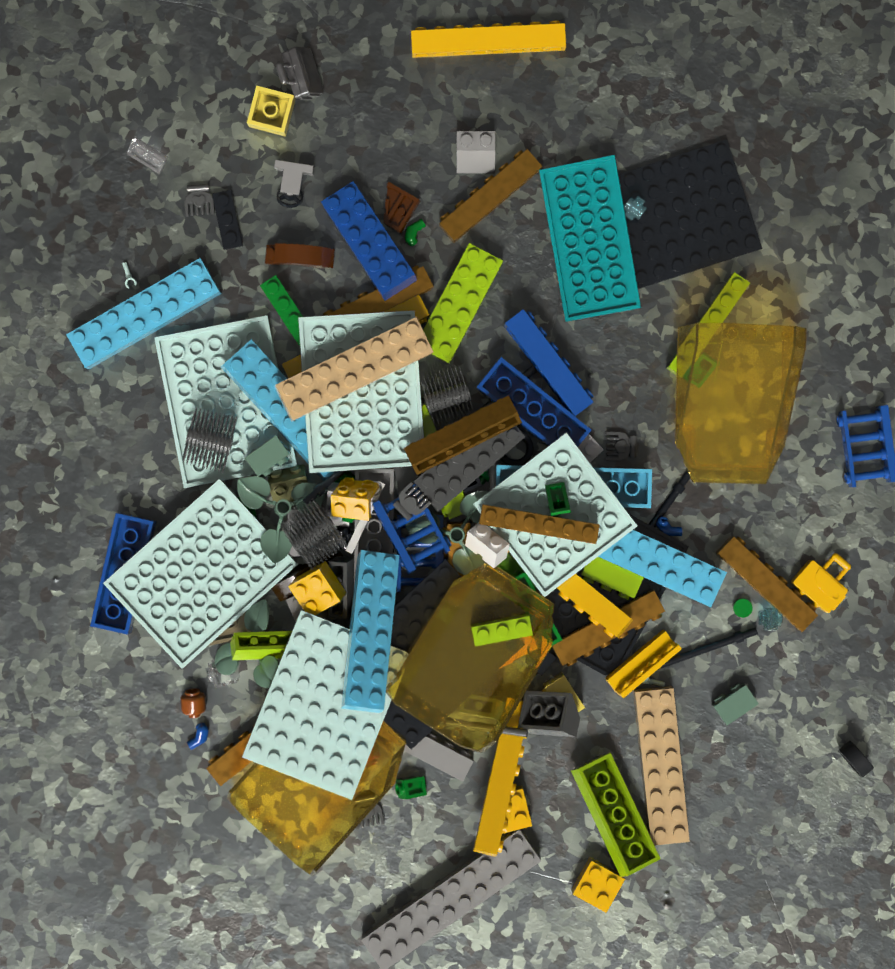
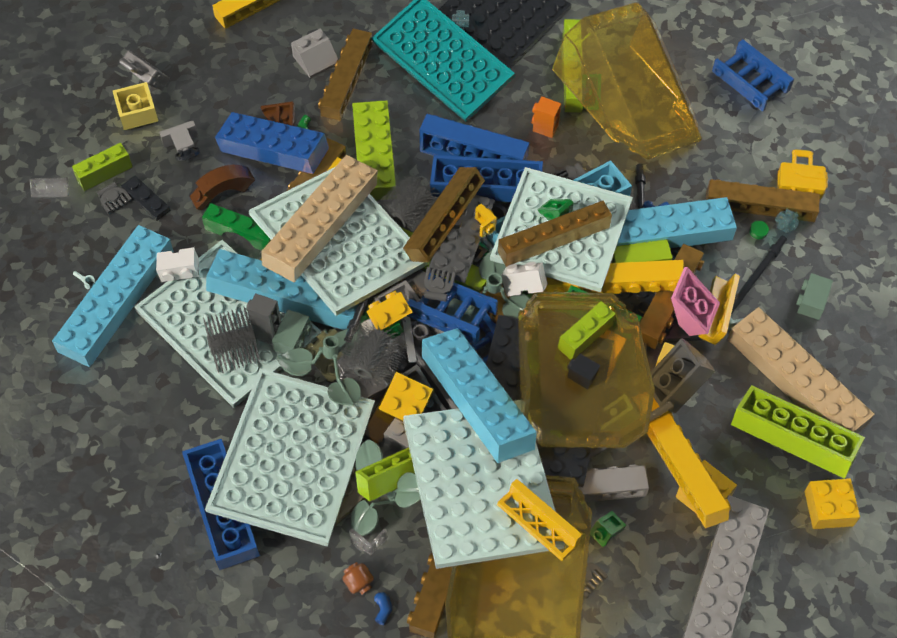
camera: 30 degrees left, 30 degrees down
(205, 163) = (102, 166): none -> lime brick
(206, 321) = (177, 266): none -> white brick
(247, 438) = (264, 317): none -> dark grey brick
(349, 771) = (545, 514): none -> yellow fence
(472, 662) = (583, 371): none -> black brick
(497, 461) = (486, 219): none -> yellow bracket
(615, 658) = (693, 304): none -> bright pink slope
(636, 373) = (546, 117): none -> orange brick

